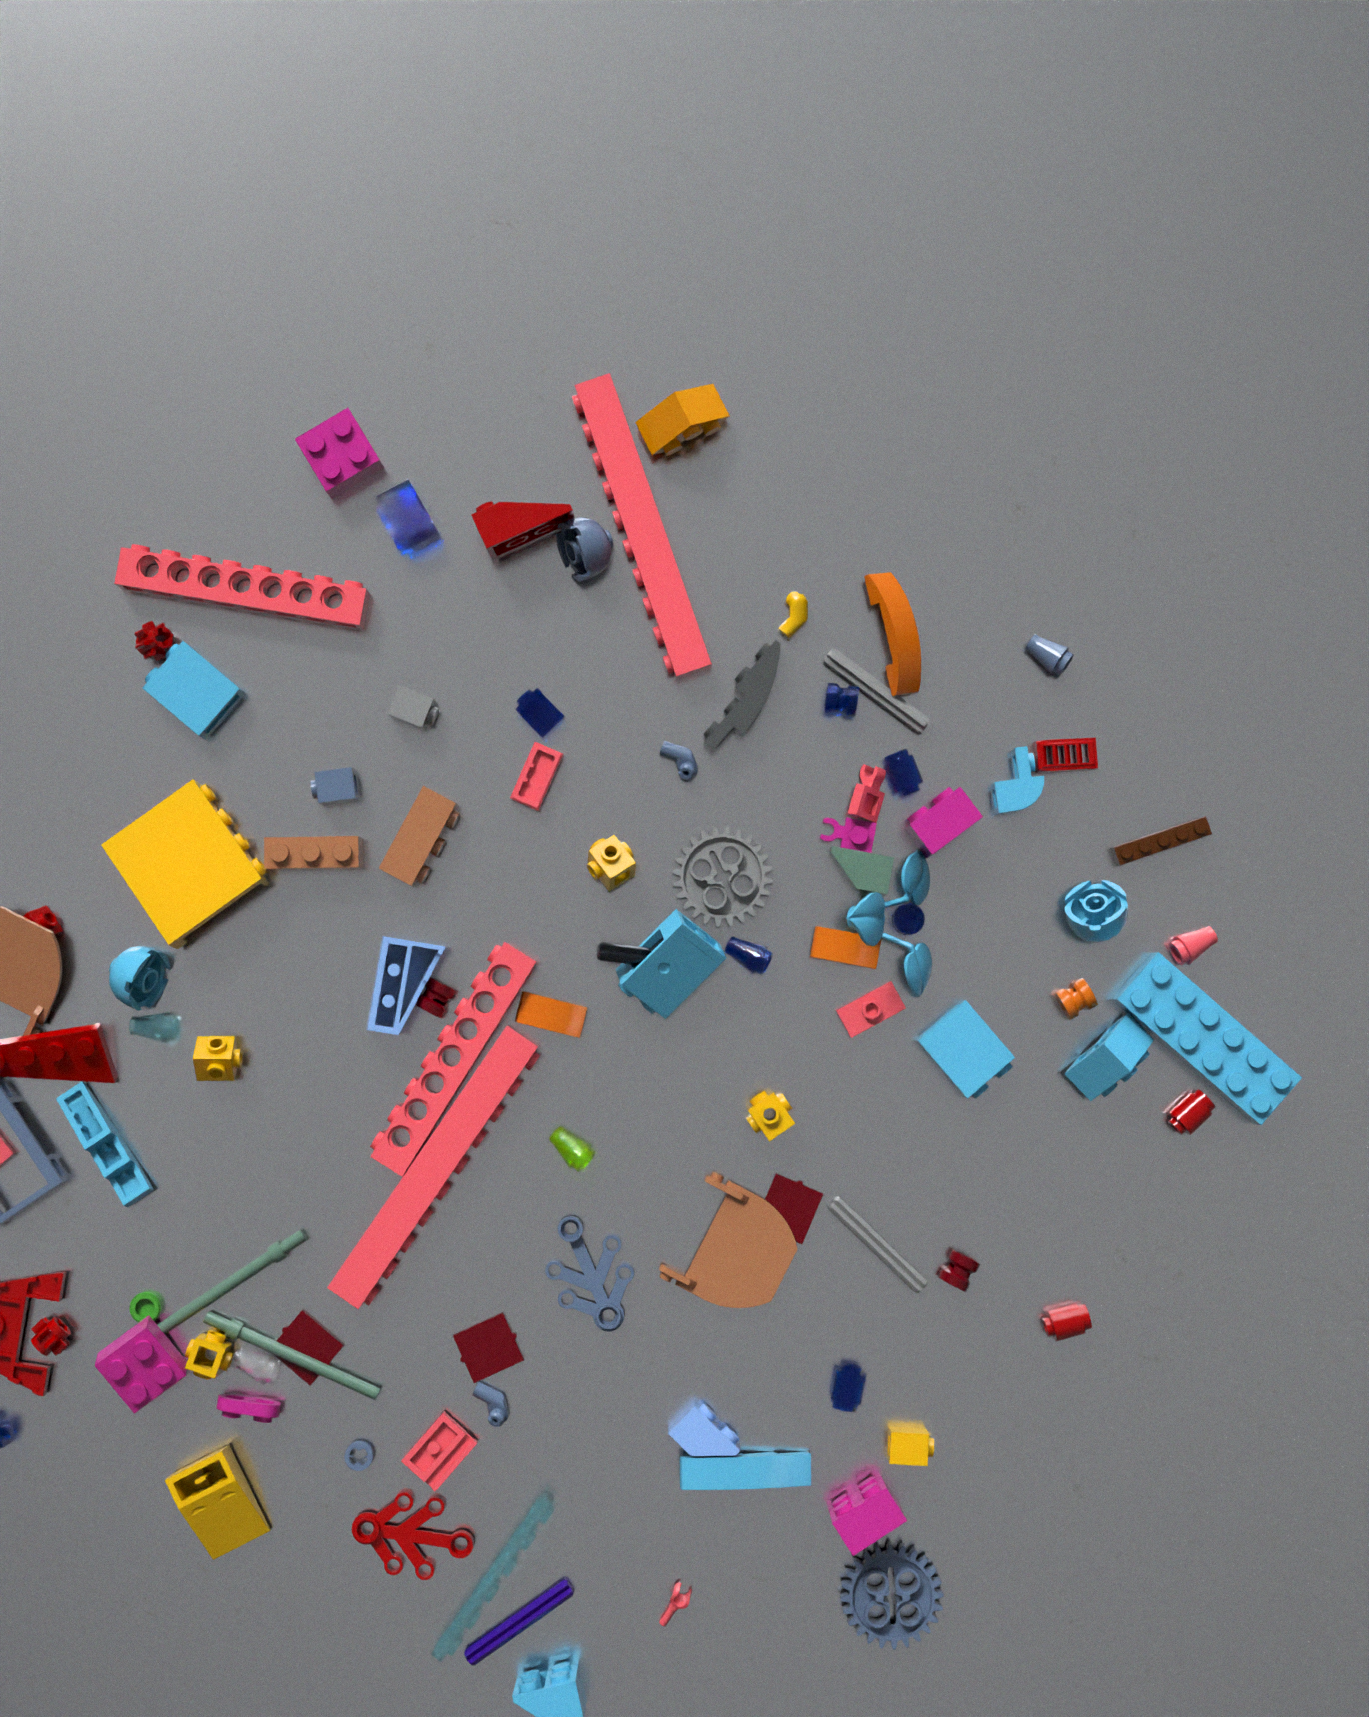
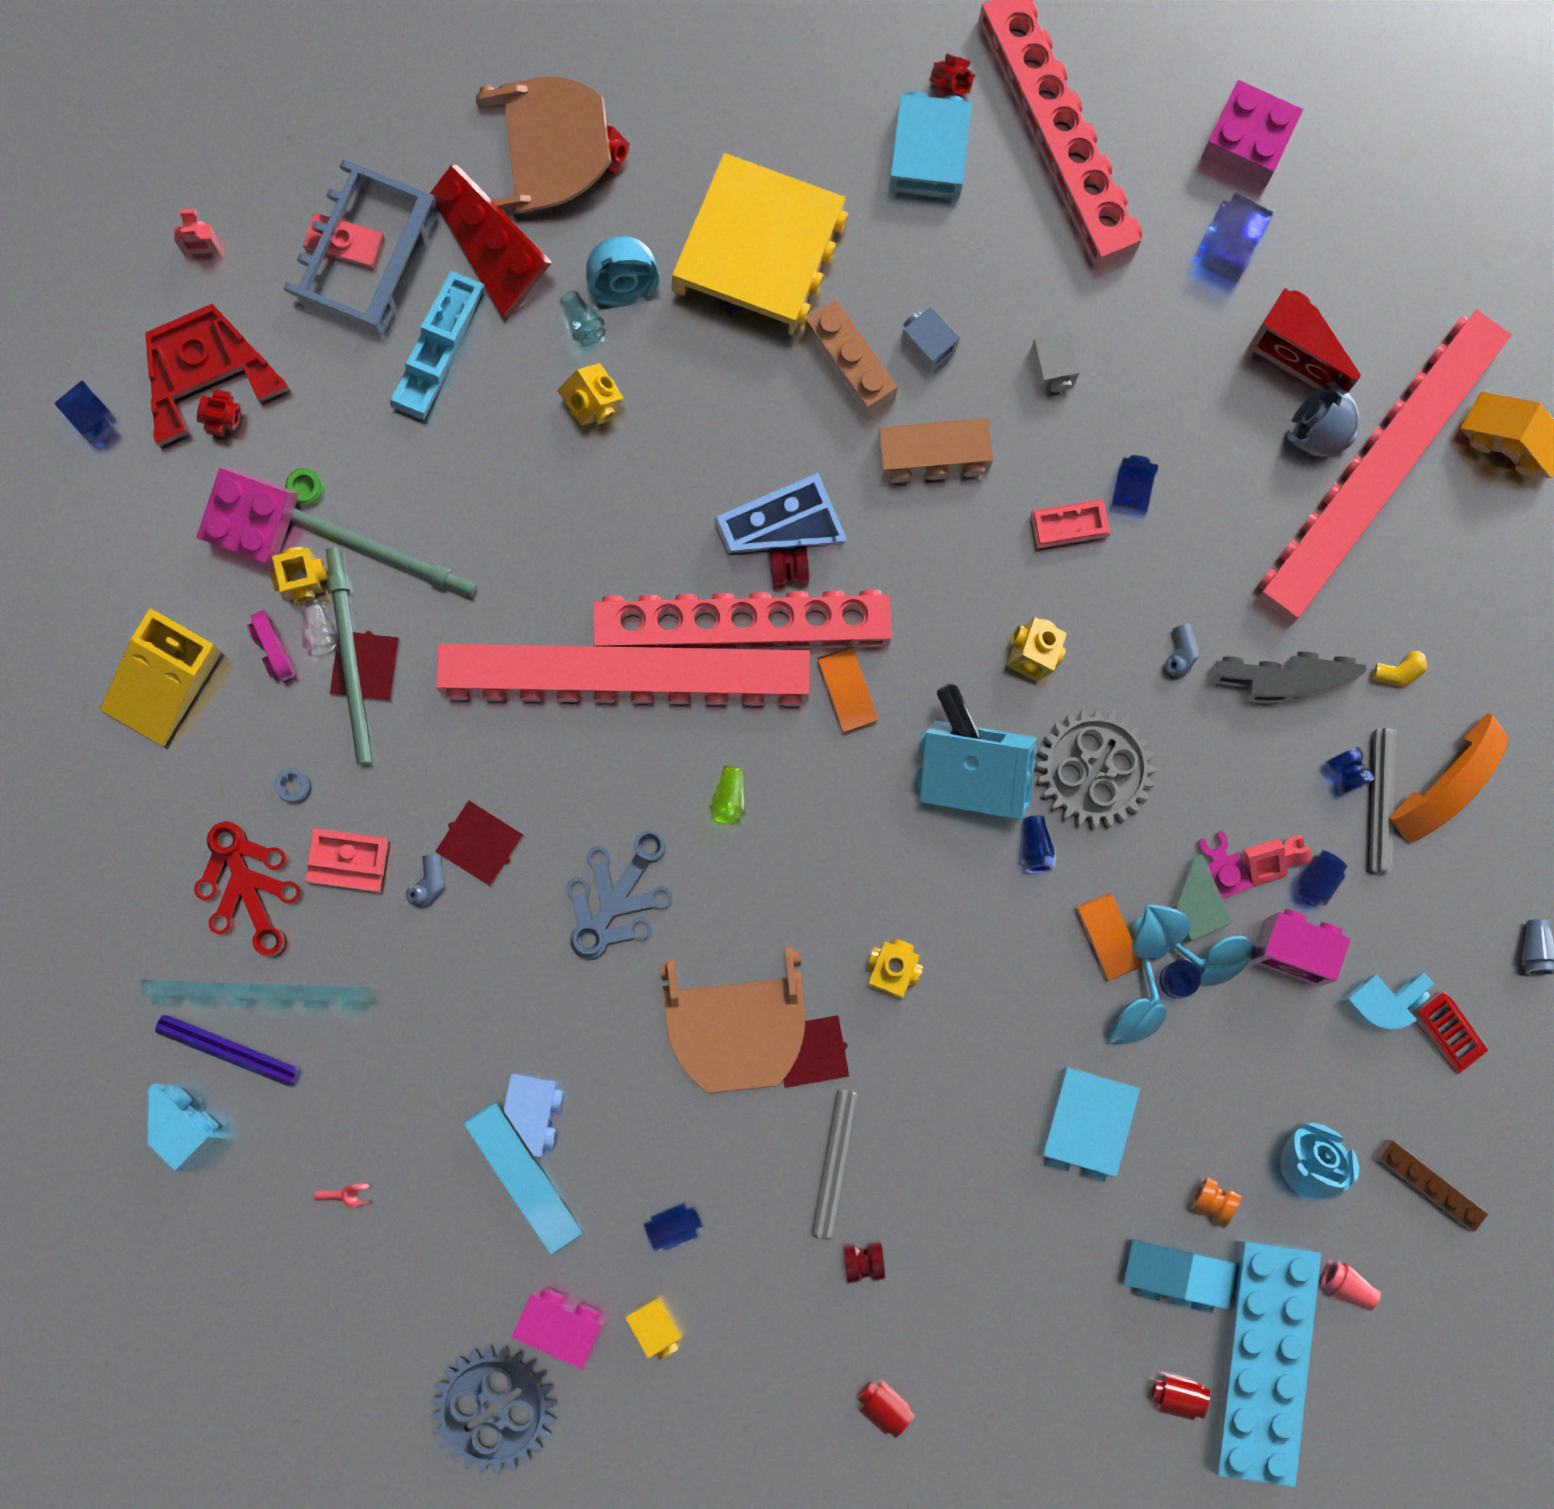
camera: 50 degrees right, 5 degrees down
(870, 1009) = (1064, 1002): coral plate -> none

